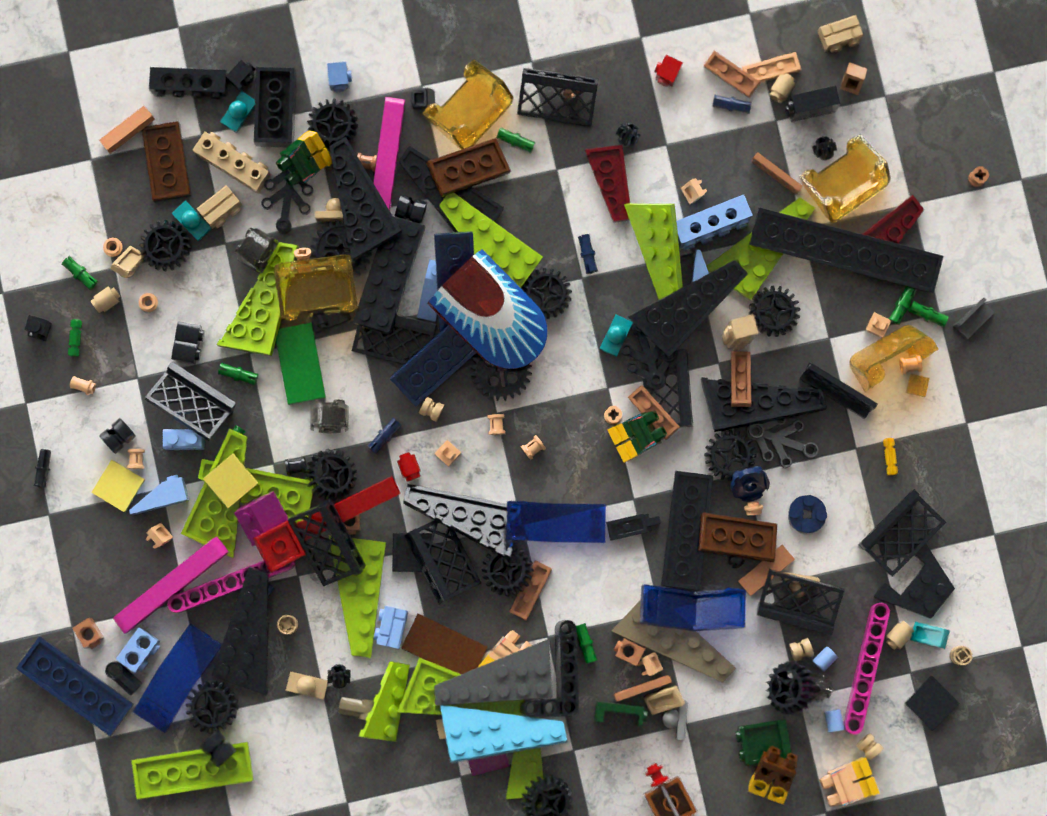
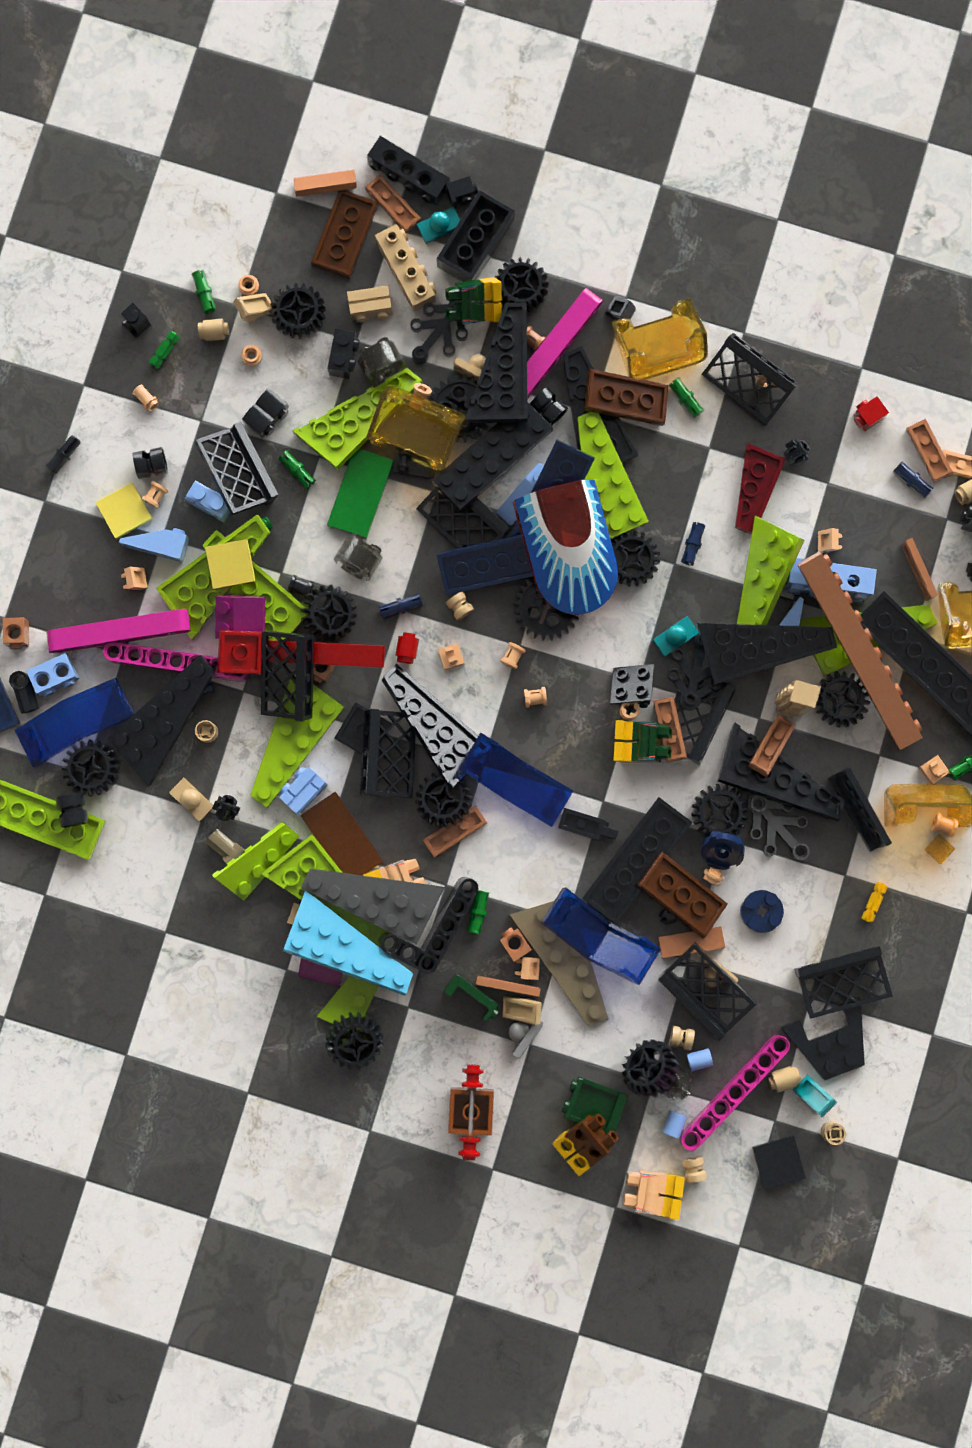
camera: 30 degrees right, 0 degrees up
(191, 115) = (393, 203): none -> nougat tile
(191, 220) = (336, 302): teal tile -> none
(221, 261) = (342, 354): none -> black brick
(338, 76) = (552, 244): medium blue brick -> none
(604, 393) = (632, 685): none -> hinge
(766, 265) = (859, 650): none -> nougat brick

